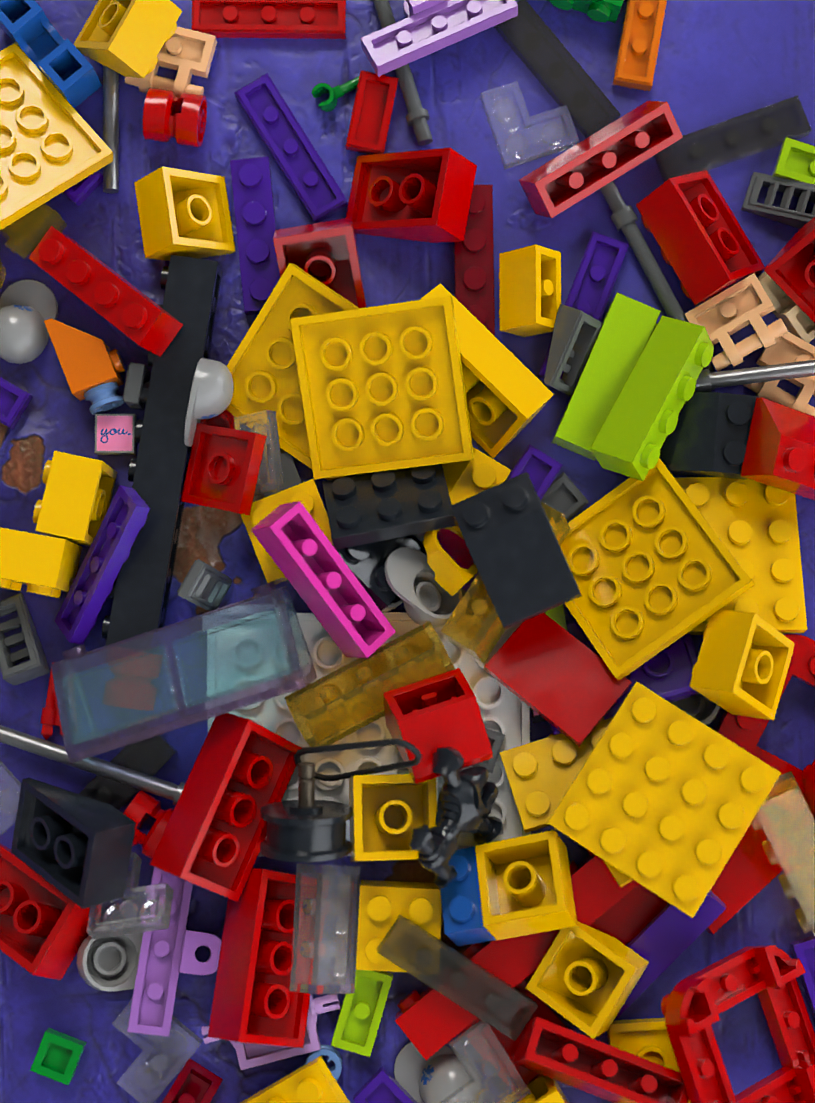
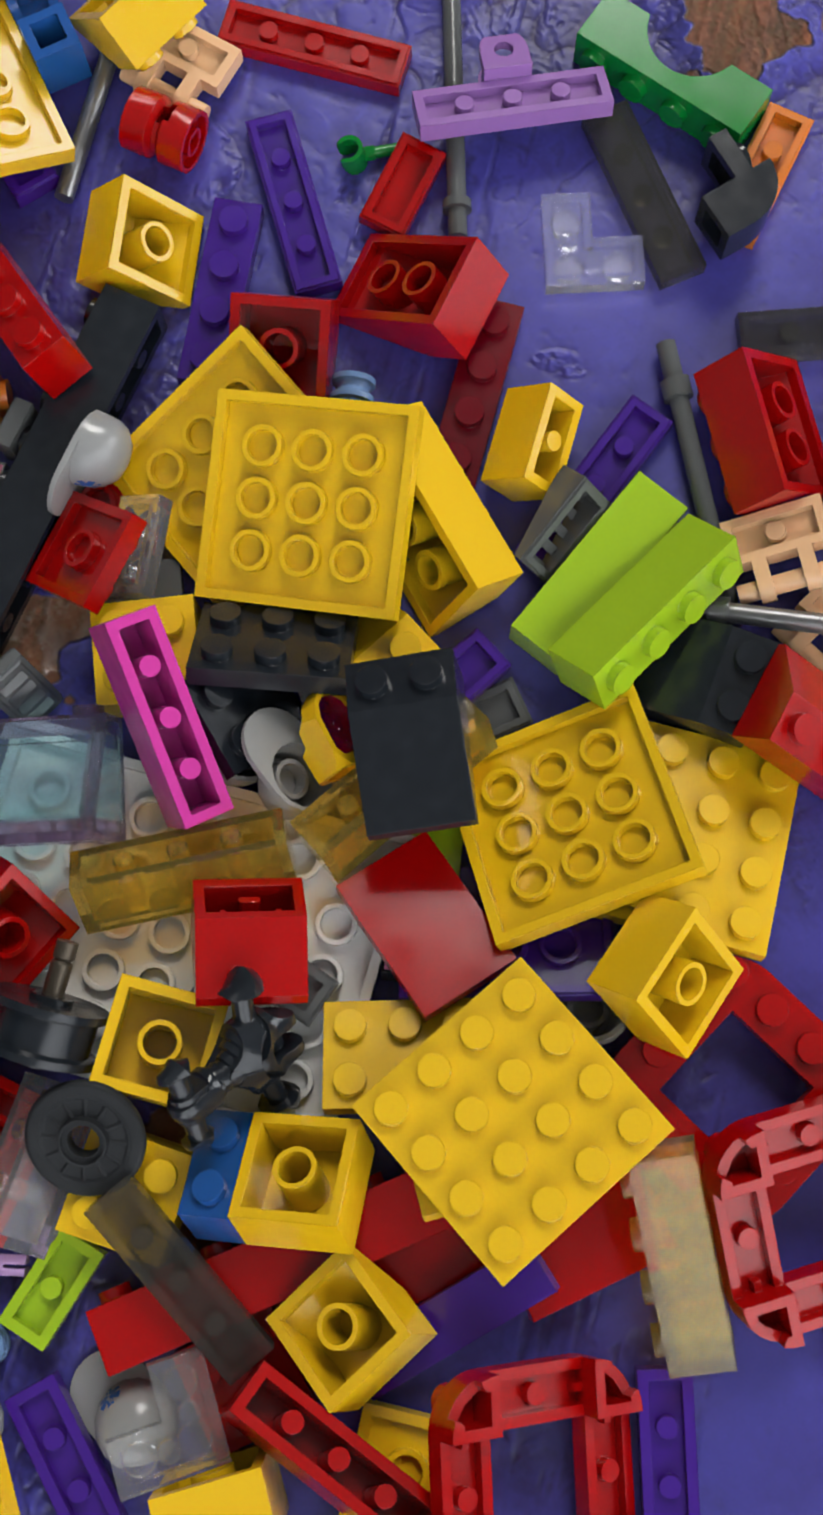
camera: 25 degrees right, 5 degrees down
(357, 745) = (145, 935): black piece -> none
(361, 876) = (89, 1105): none -> black wheel
(381, 285) = (353, 385): none -> medium blue bush
(601, 158) = (666, 307): red brick -> none
(636, 57) = (743, 197): none -> black brick

